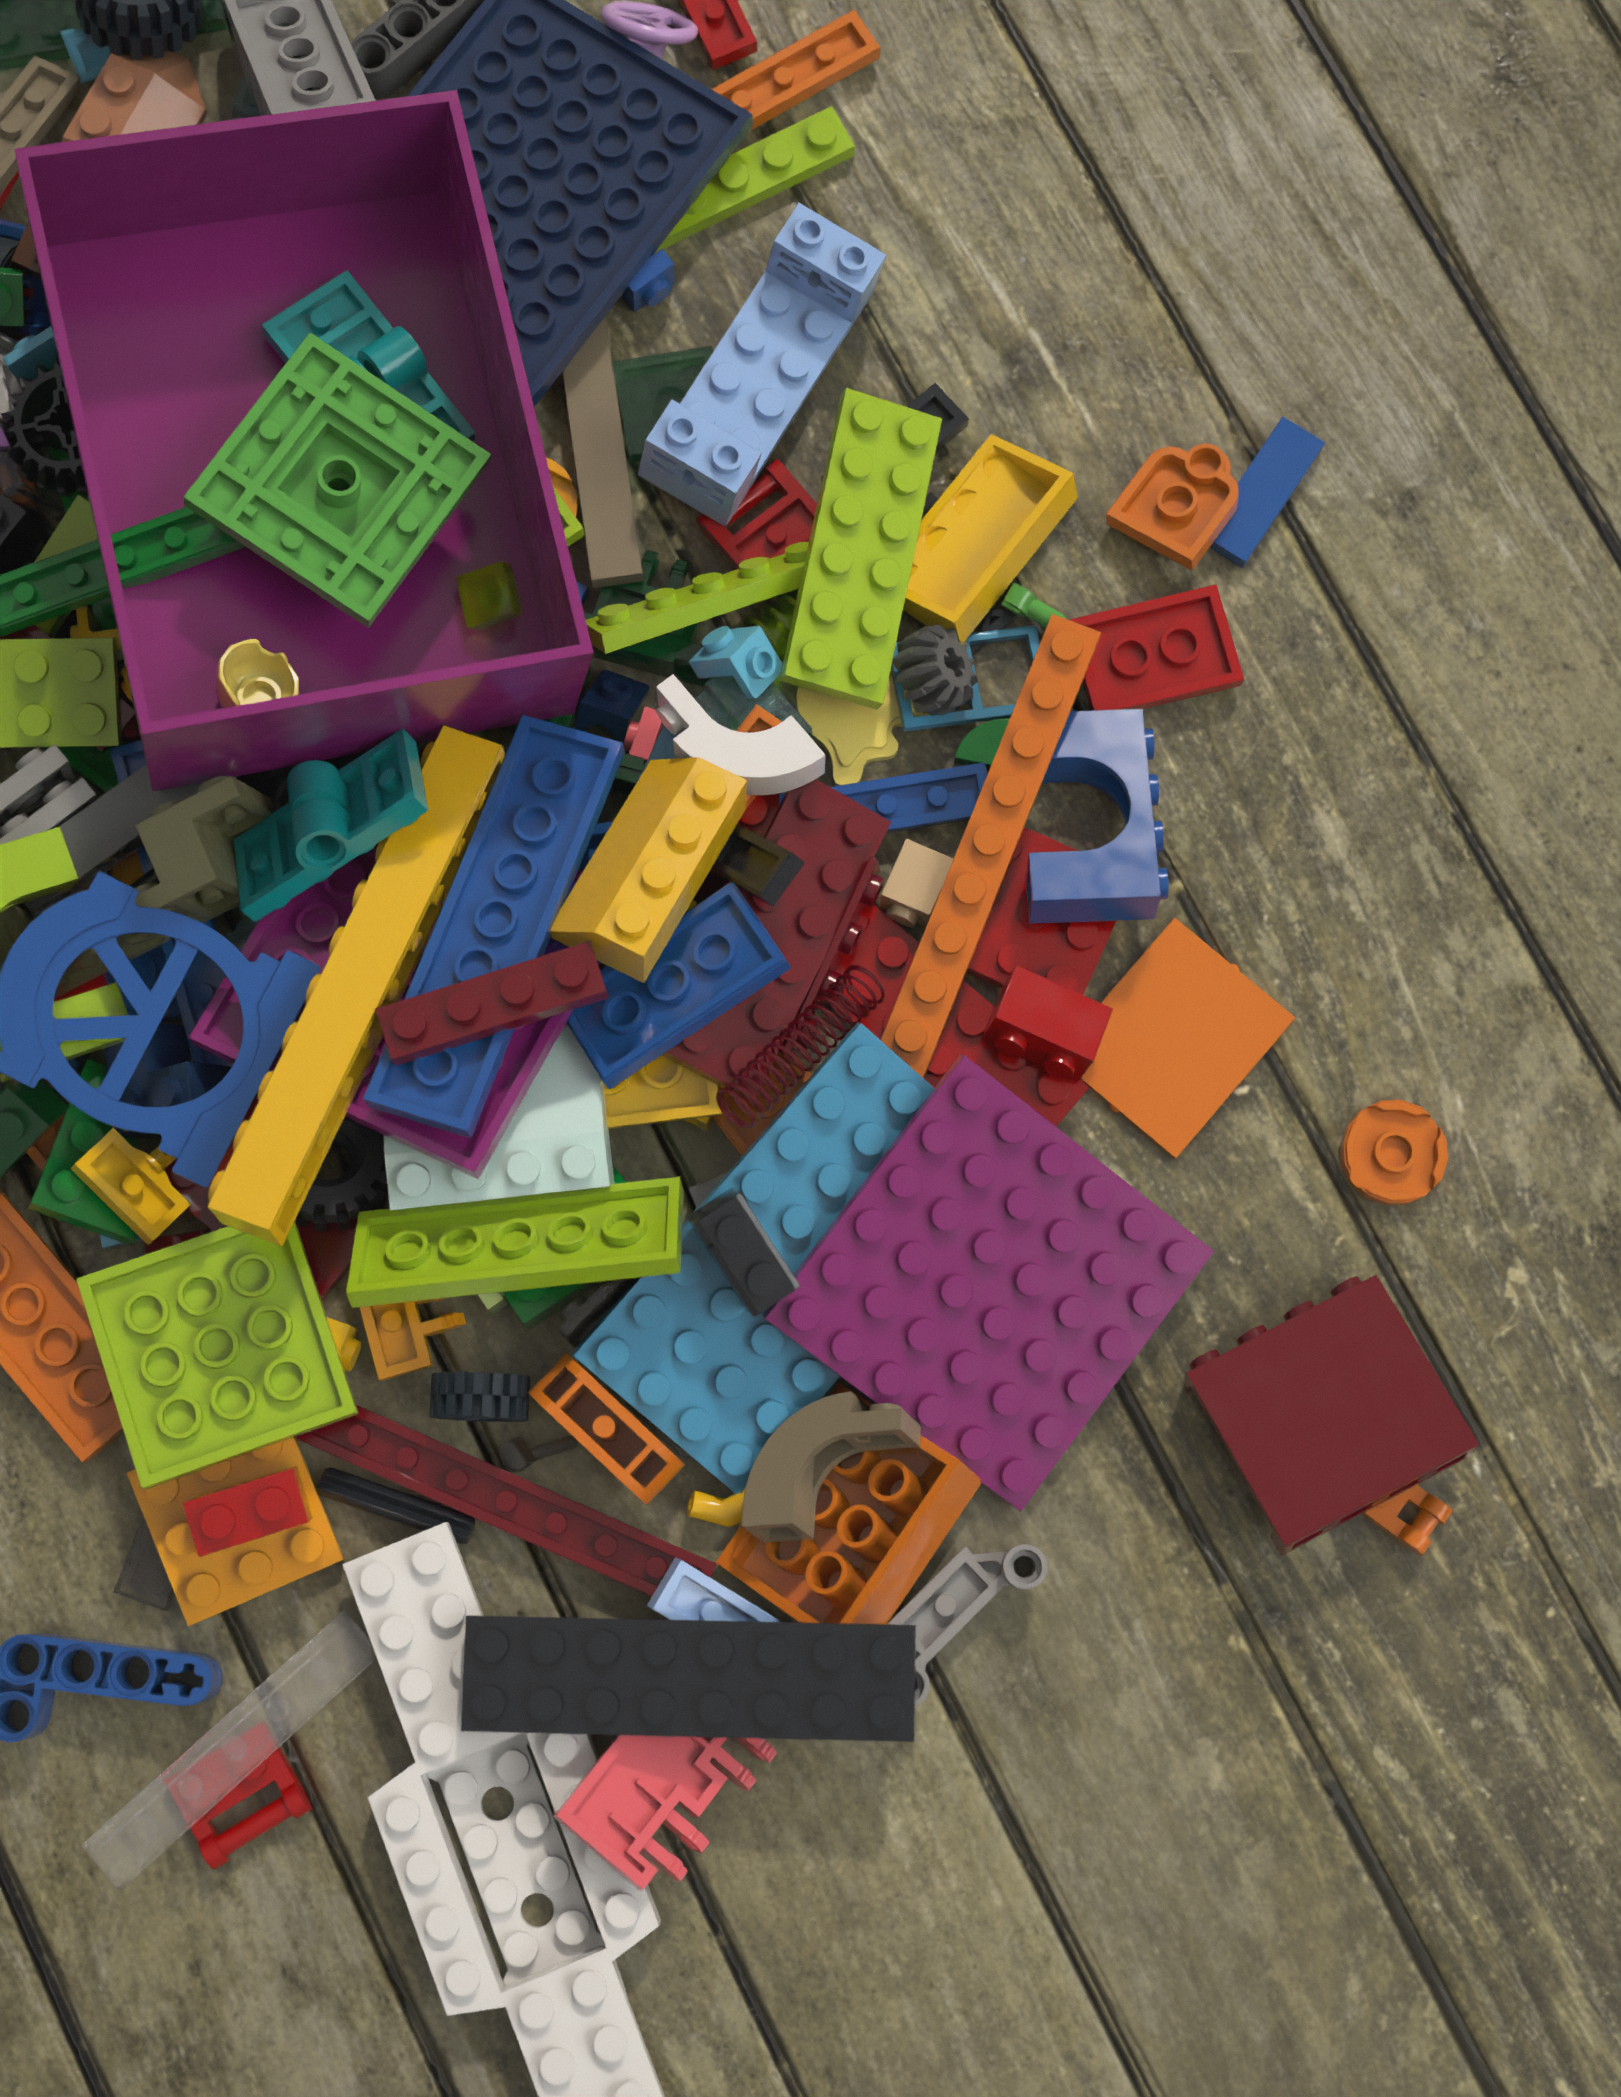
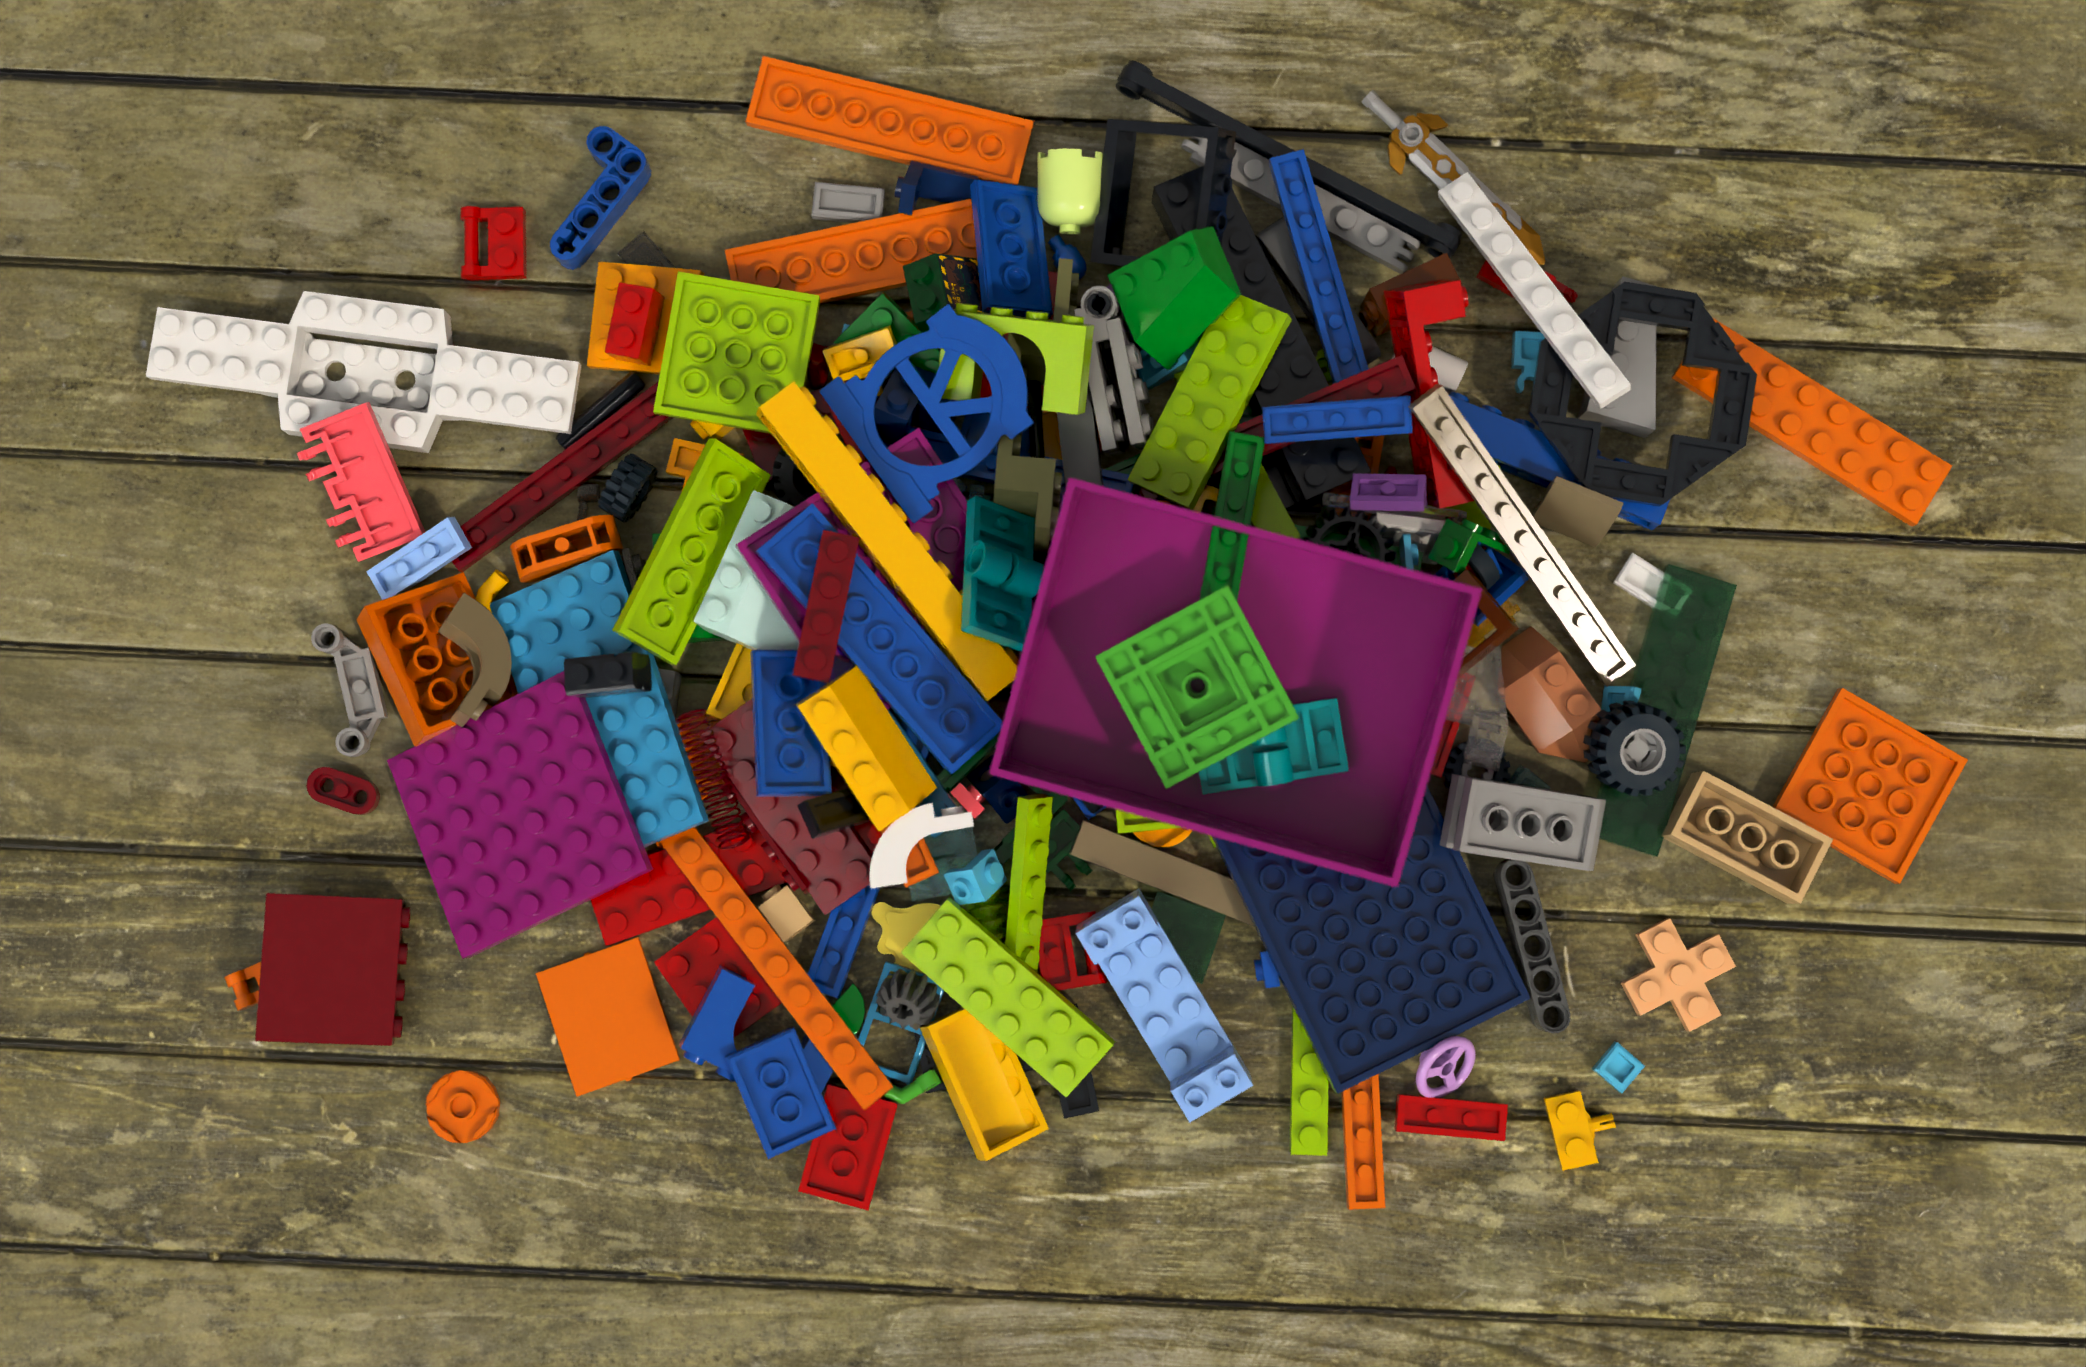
camera: 120 degrees right, 5 degrees up
(230, 1751) = (514, 250): clear tile -> none
(253, 675) = (1103, 574): light yellow hair -> none
(489, 595) = (1093, 746): clear neon green plate -> none
(689, 1678) = (395, 517): black plate -> none
(1047, 1024) = (651, 938): red brick -> none
(1093, 1545) = (344, 792): none -> dark red plate
(1139, 752) = (780, 1092): none -> blue tile
(1178, 502) = (935, 1220): orange plate -> none
(1267, 489) = (915, 1280): blue tile -> none

